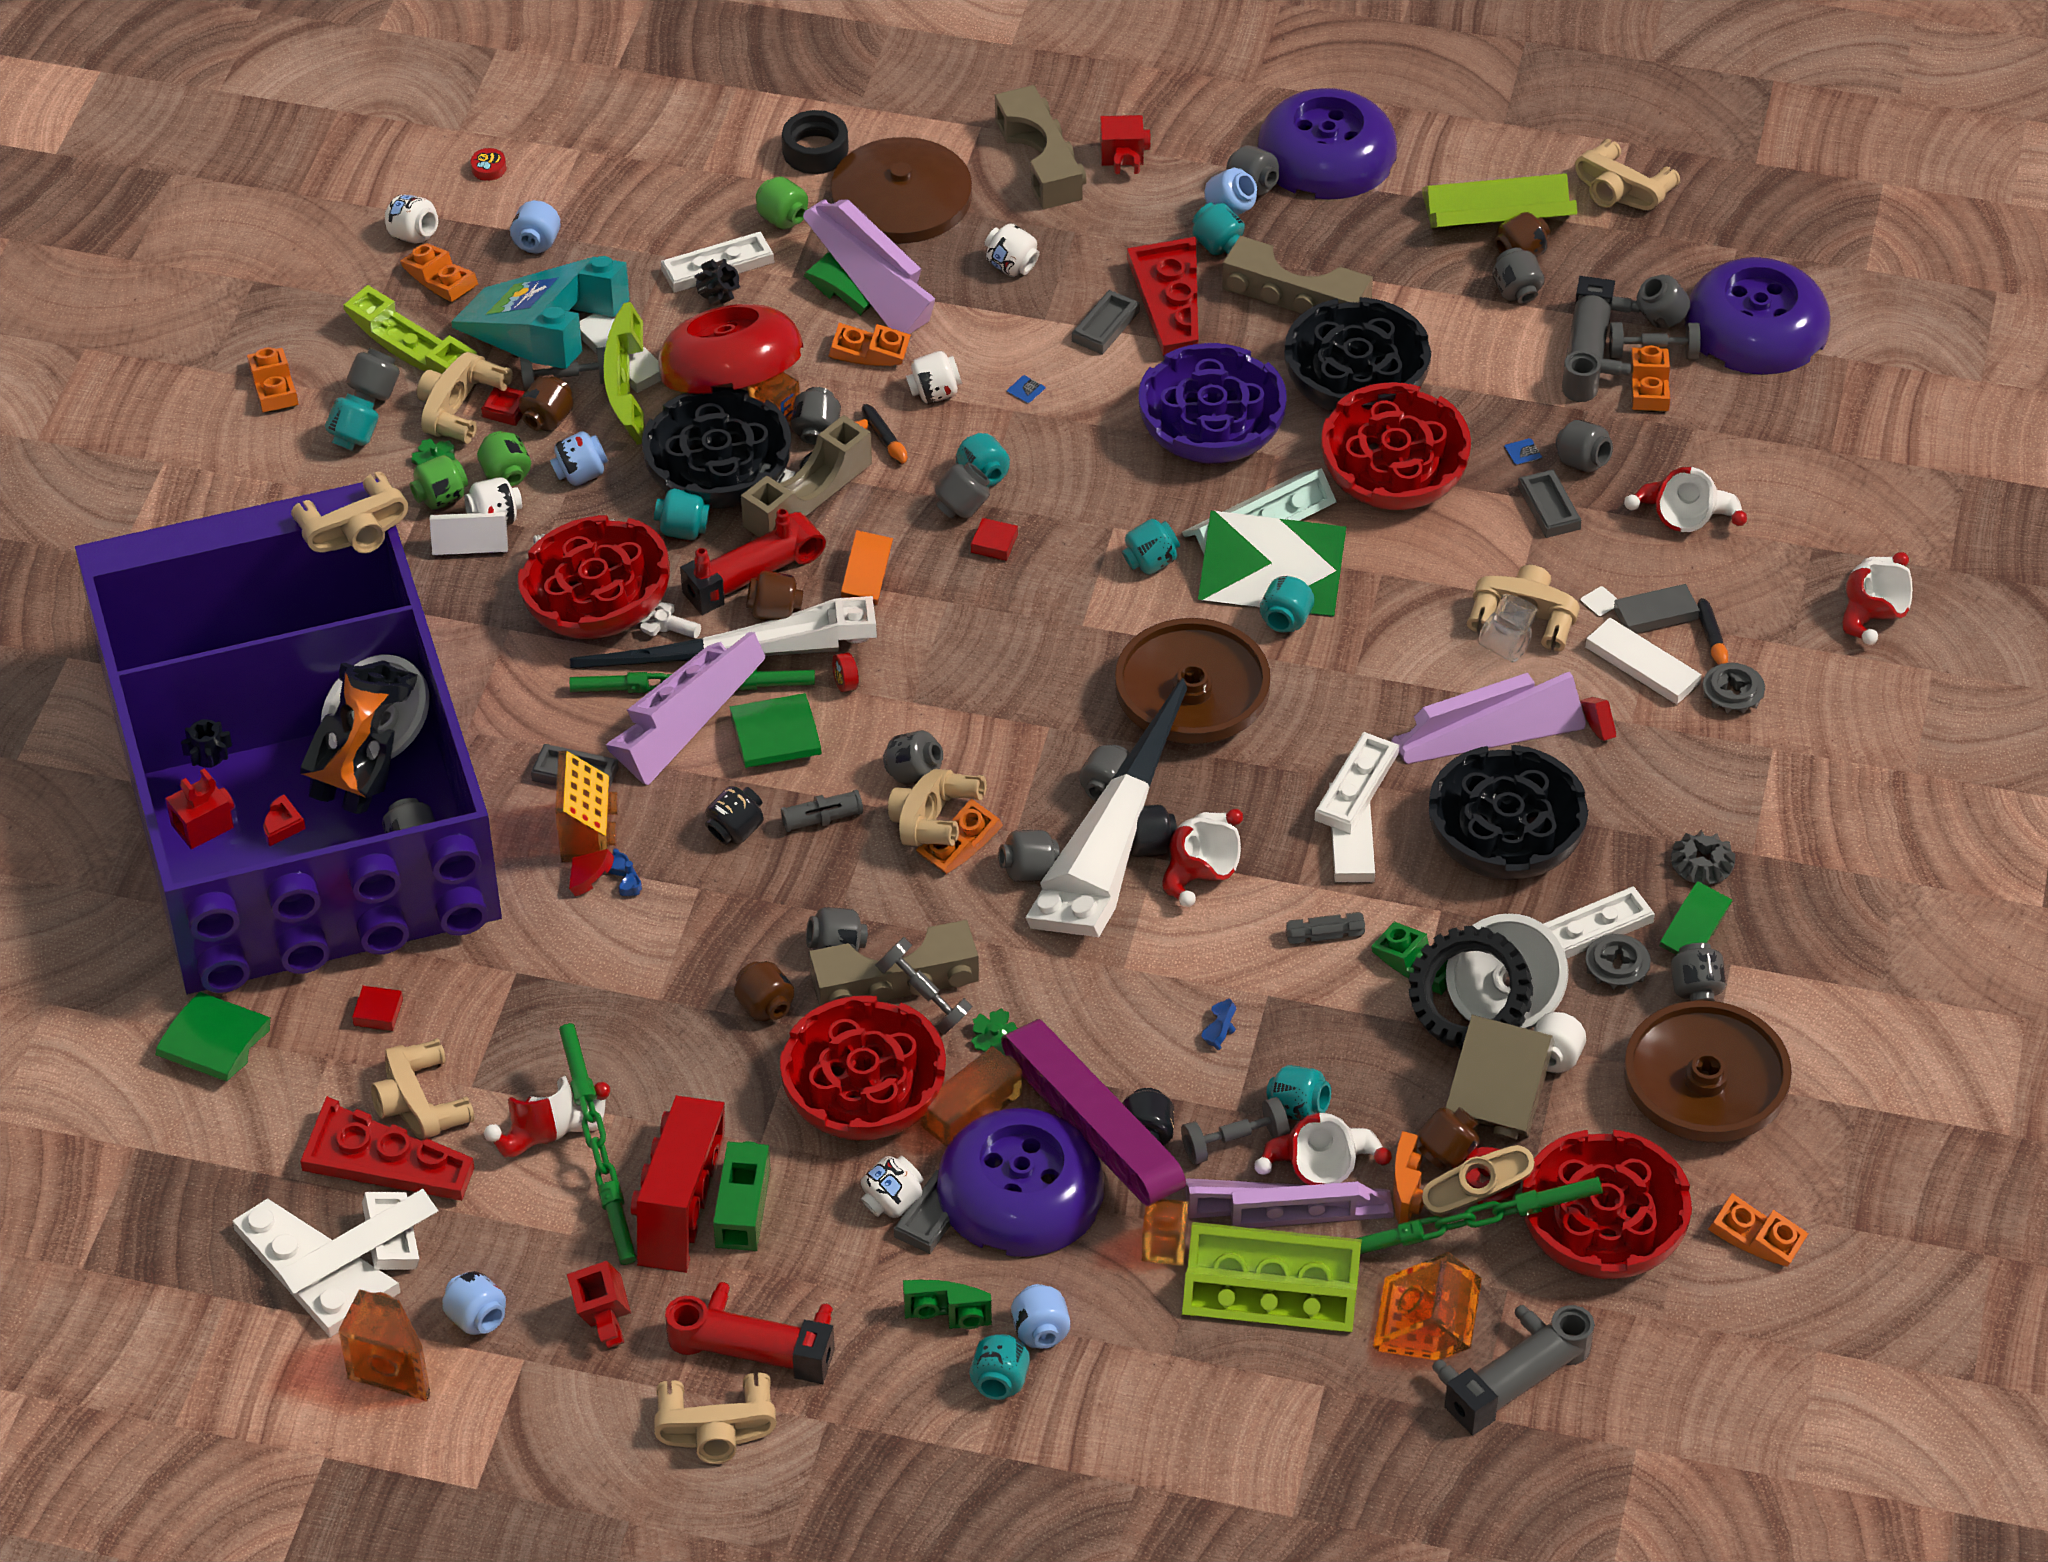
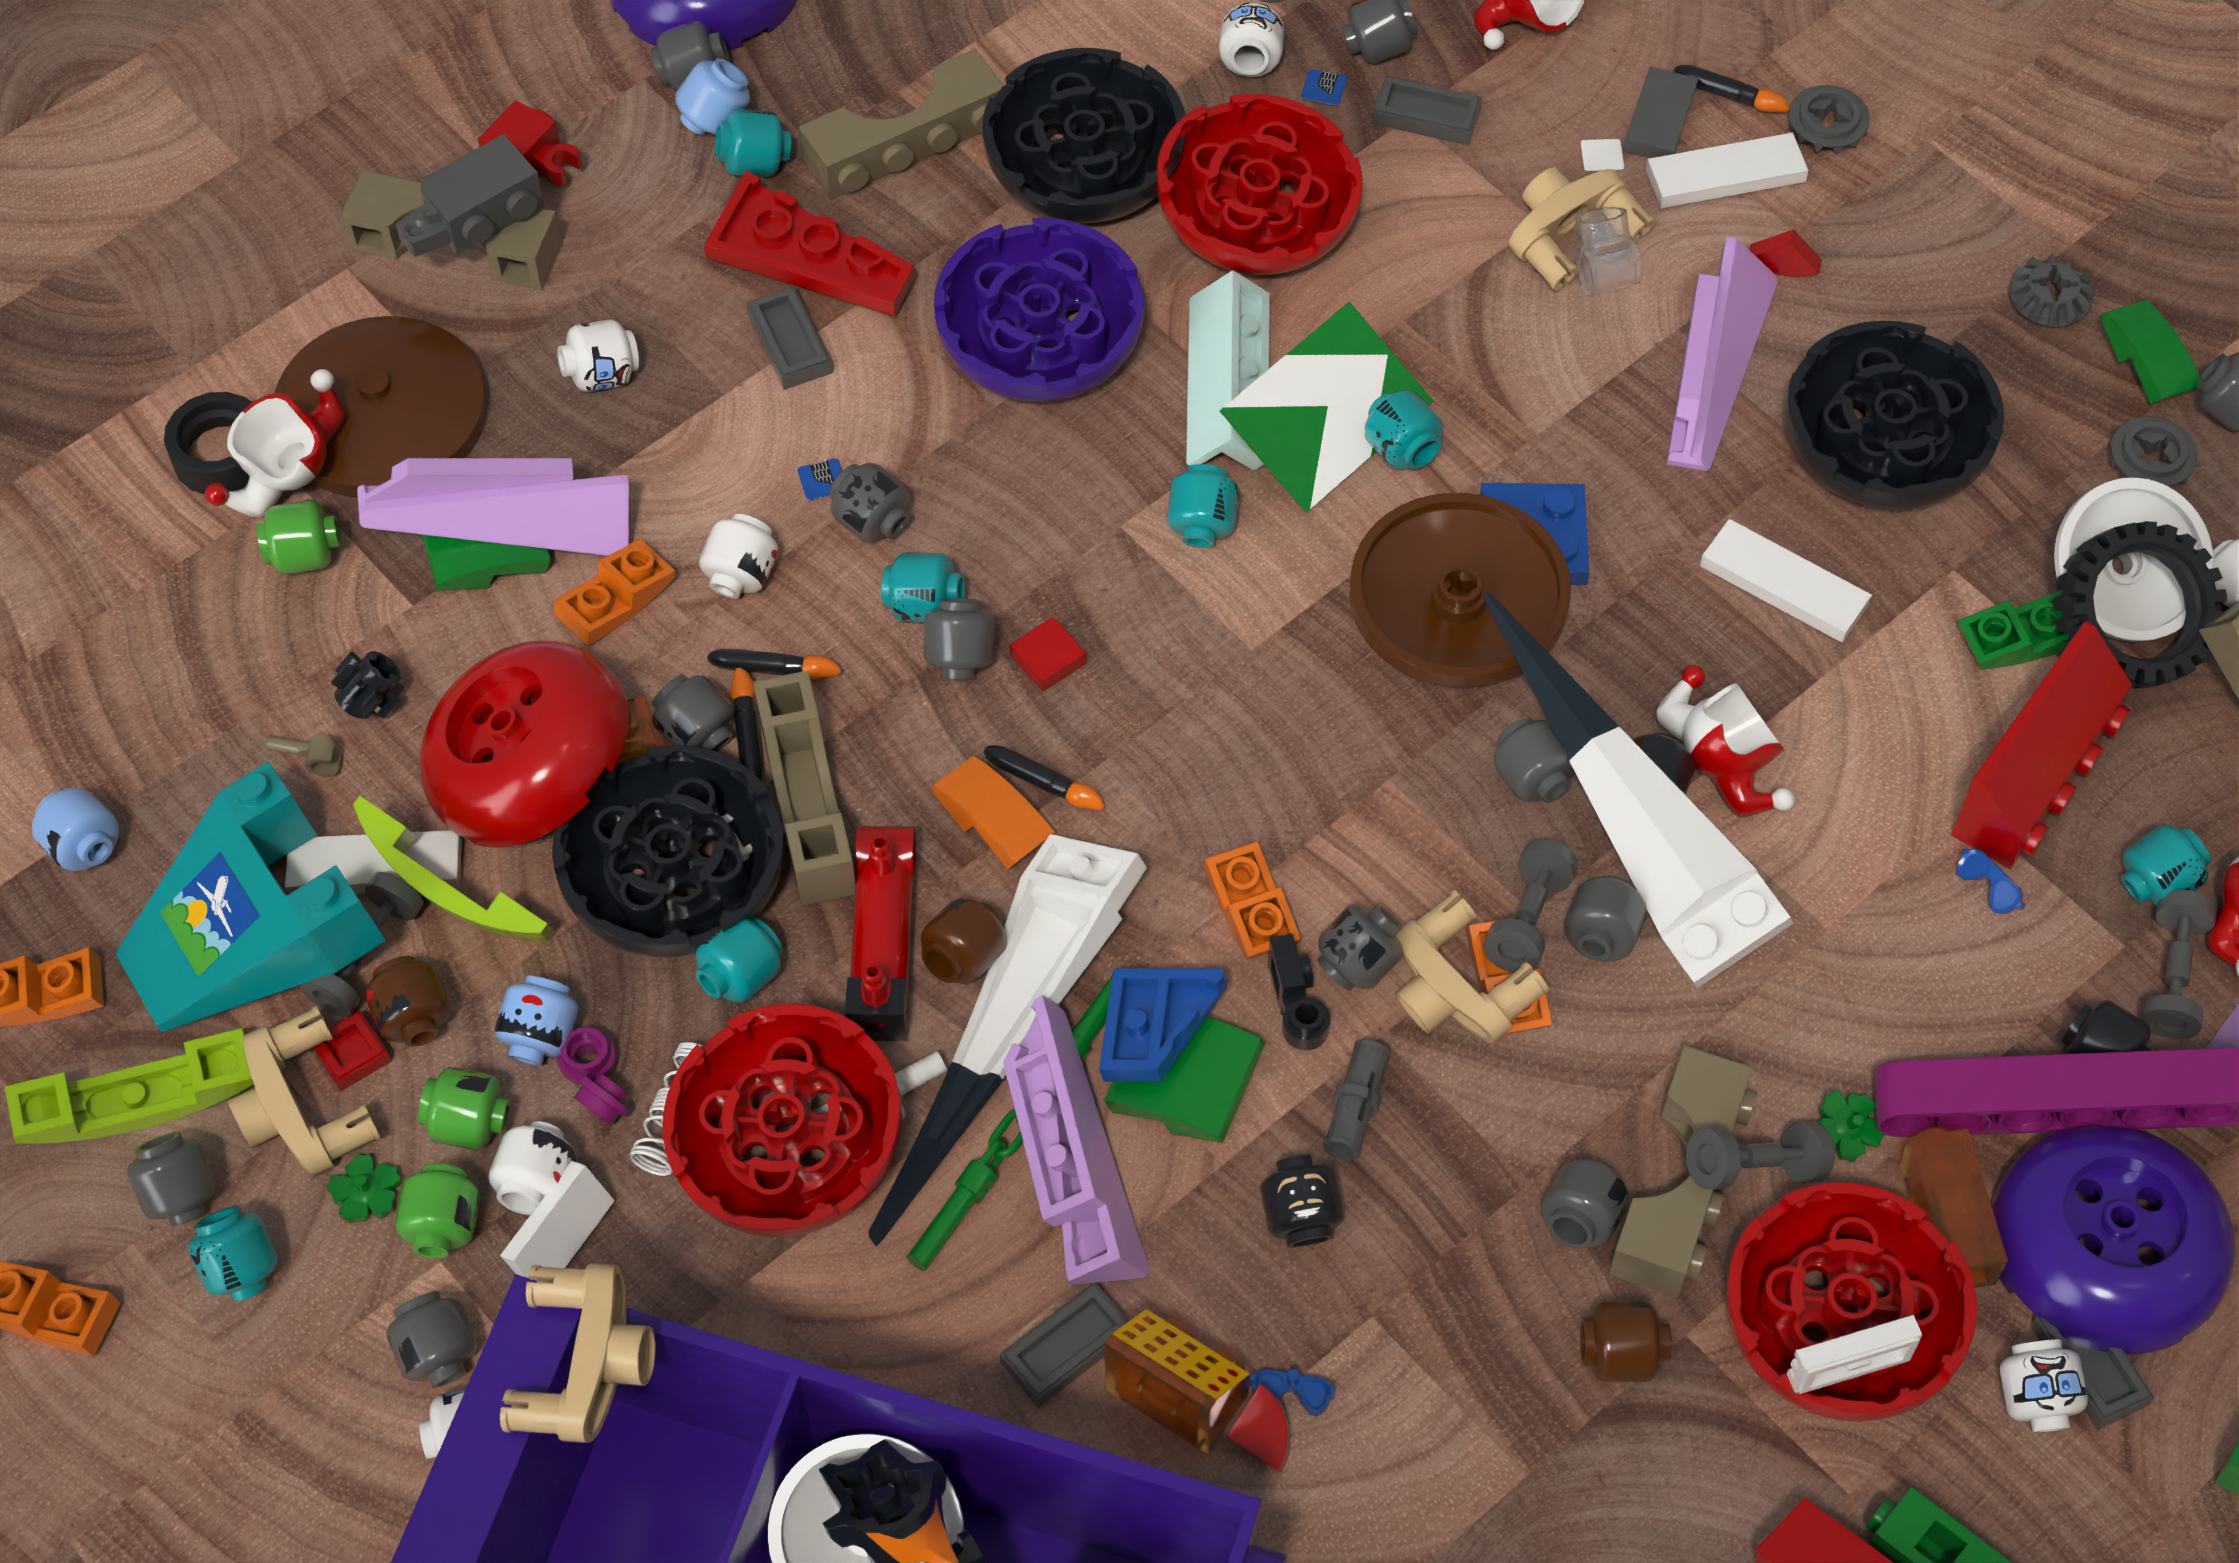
camera: 55 degrees left, 10 degrees up
(557, 509) = (602, 1098): none -> magenta plate
(578, 491) = (584, 1041): none -> magenta plate
(663, 292) = (320, 752): none -> dark tan hand
(742, 253) = (305, 691): white tile -> none
(787, 691) = (1155, 1018): none -> blue wing
(816, 1066) = (1854, 1355): none -> white tile
(824, 158) = (279, 446): none -> white piece
(845, 672) = (1151, 938): red tile -> none
(867, 743) = (1304, 1019): none -> black plate
(912, 580) = (1076, 793): none -> black piece
(912, 705) = (1250, 899): none -> orange slope
(967, 814) = (1546, 868): none -> dark grey wheel
(1018, 407) = (870, 502): none -> dark grey head
(1047, 132) = (472, 199): none -> dark grey hinge
(1290, 707) = (1559, 510): none -> blue wing
(1325, 927) = (1915, 692): dark grey axle -> none
(1325, 990) = (2045, 751): none -> red slope
(1356, 782) = (1729, 529): white tile -> none
(1513, 395) = (1251, 40): none -> white head
(1612, 915) = (2078, 438): white tile -> none

